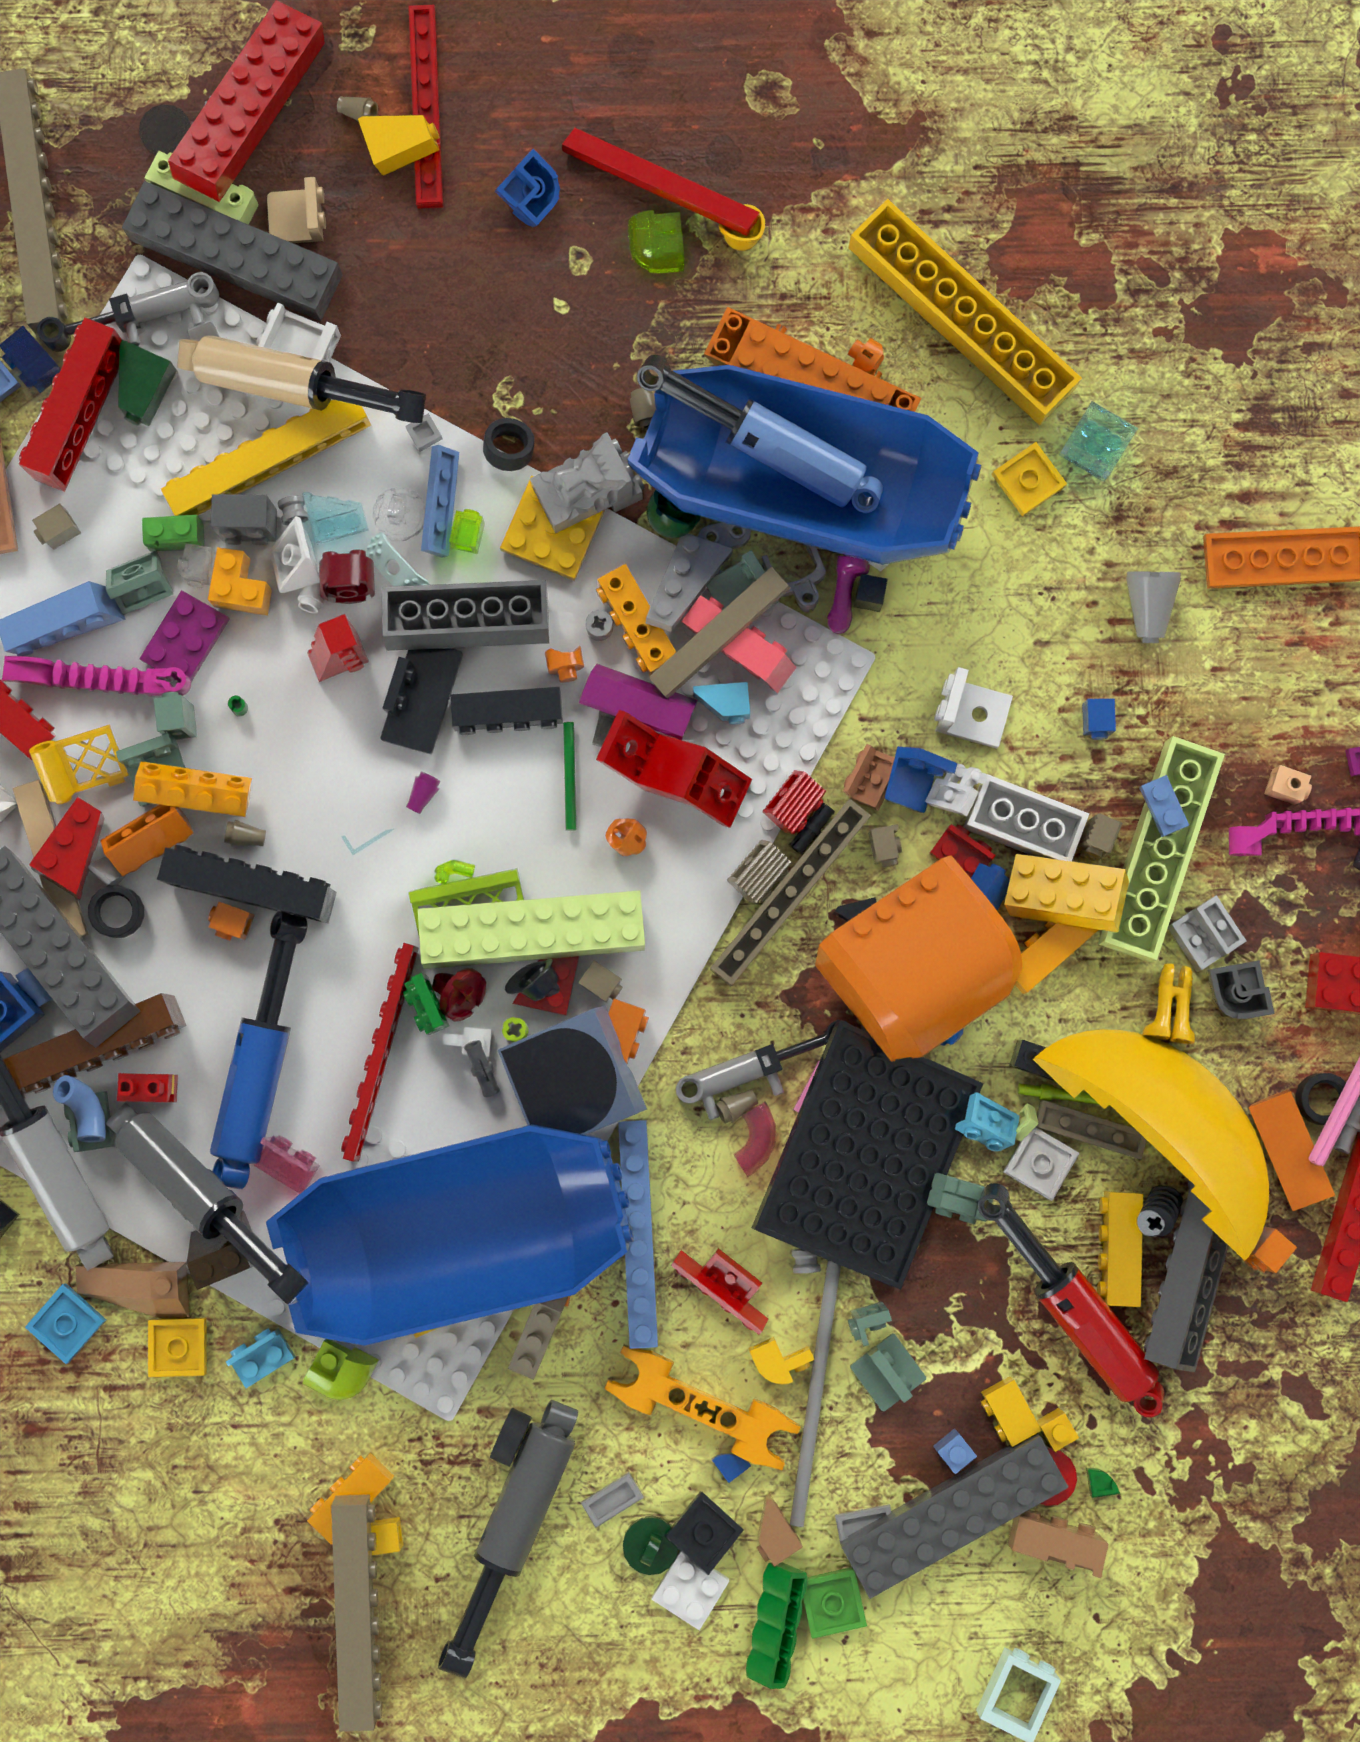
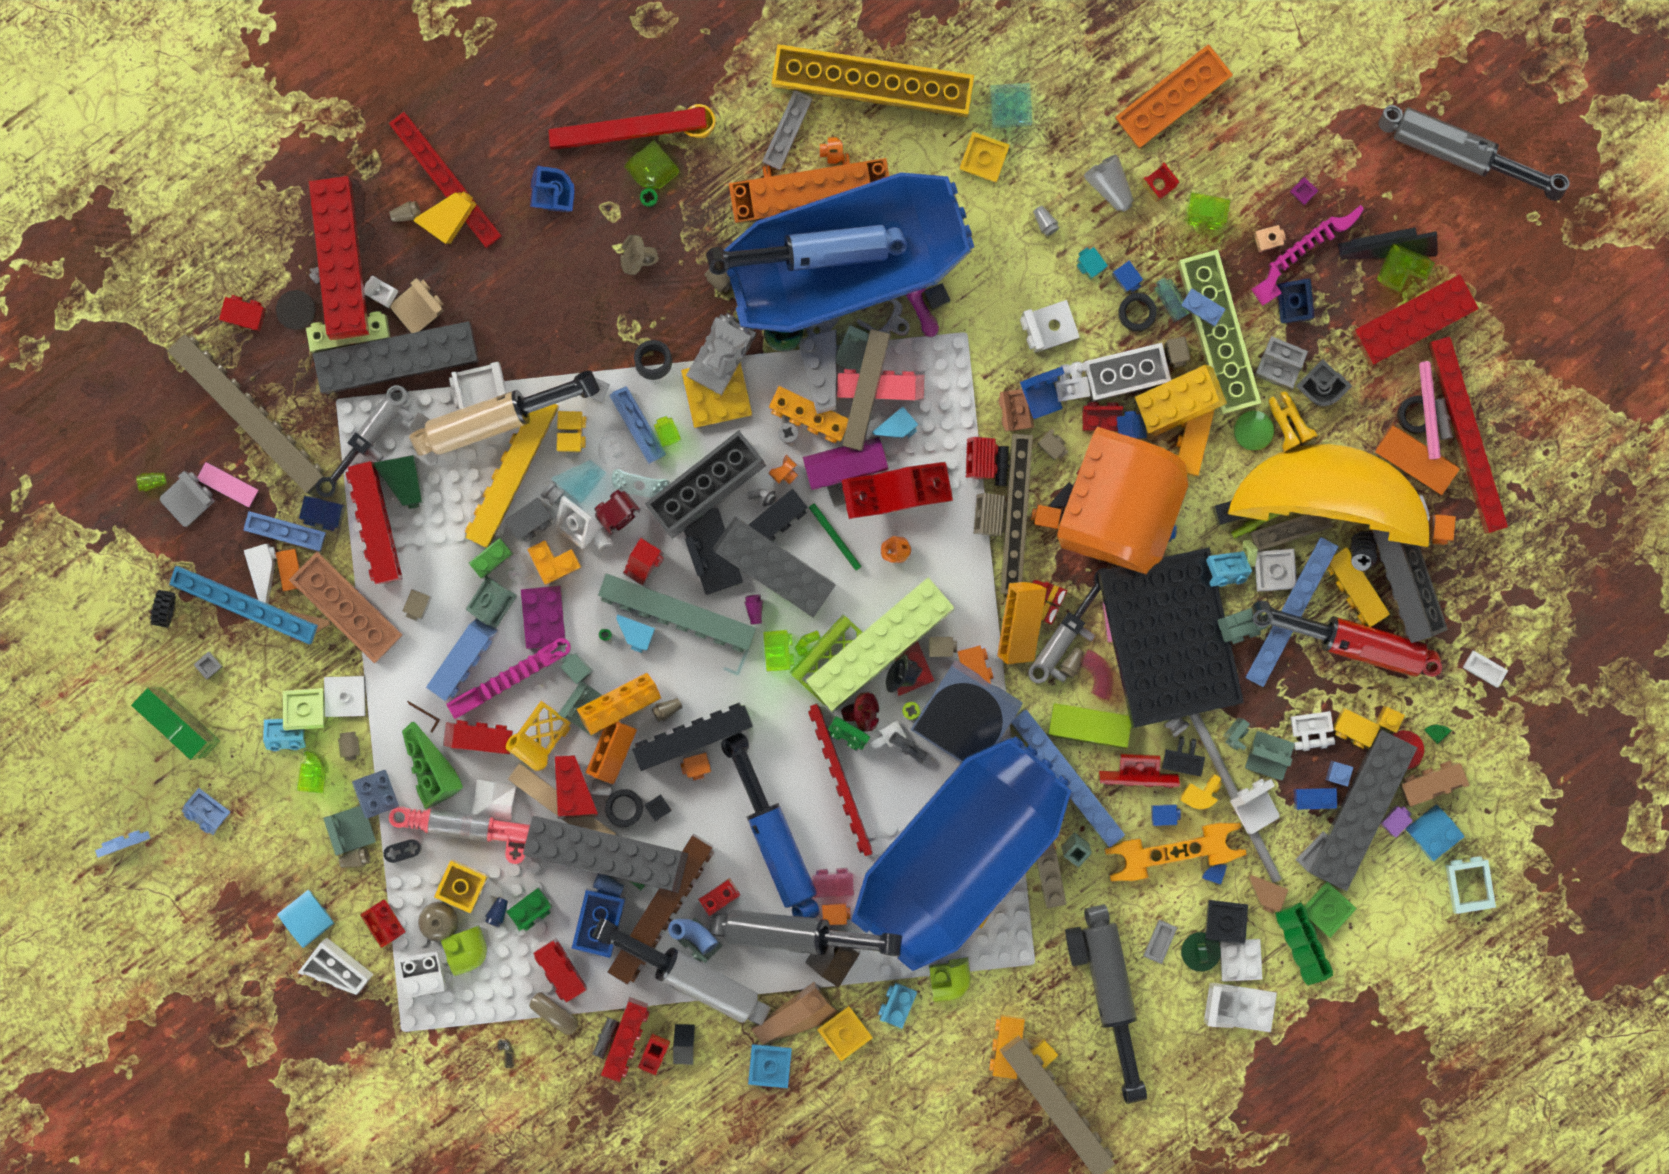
camera: 30 degrees left, 5 degrees up
(105, 94) = (242, 313): none -> red brick
(154, 938) = (657, 807): none -> black plate
(263, 1200) = (836, 913): none -> orange brick
(268, 170) = (380, 291): none -> white bracket
(271, 727) = (636, 633): none -> medium azure slope
(334, 735) = (676, 611): none -> sand green brick
(368, 446) = (571, 441): none -> yellow piece
(413, 855) = (777, 650): none -> clear neon green brick
(475, 758) = (774, 566): none -> dark grey brick
(525, 678) = (767, 496): none -> light grey plate
(572, 320) = (636, 255): none -> dark tan tile
(590, 1323) = (1076, 849): none -> sand green brick
(630, 264) = (652, 202): none -> green bush
(649, 1644) = (1239, 1007): none -> white bracket
(705, 1191) = (1089, 726): none -> lime brick
(710, 1017) = (1021, 622): none -> light orange brick
(720, 1355) = (1165, 814): none -> blue brick
(764, 1006) = (1053, 595): none -> hips
(784, 1309) = (1183, 762): none -> black hinge
(821, 918) = (1046, 516): none -> orange brick
(831, 1420) = (1255, 806): none -> white bracket
(833, 303) = (787, 130): none -> light grey plate
(907, 1460) = (1315, 798): none -> blue brick
(961, 1370) = (1312, 724): none -> white plate
(984, 1555) = (1396, 820): none -> medium lavender brick
(1019, 1601) = (1434, 832): none -> dark azure slope
(1038, 1217) = (1294, 605): none -> medium blue plate
(1049, 595) = (1046, 221): none -> light grey cone
(1068, 674) = (1090, 262): none -> teal brick
(1083, 743) = (1137, 297): none -> black tyre
(1124, 987) = (1254, 430): none -> bright green dish
(1131, 776) = (1171, 299): none -> clear light blue brick
(1207, 1448) = (1485, 669): none -> white plate
(1219, 635) = (1167, 176): none -> red piece
(1240, 704) = (1206, 210): none -> clear neon green brick
(1272, 876) = (1296, 301): none -> dark blue slope

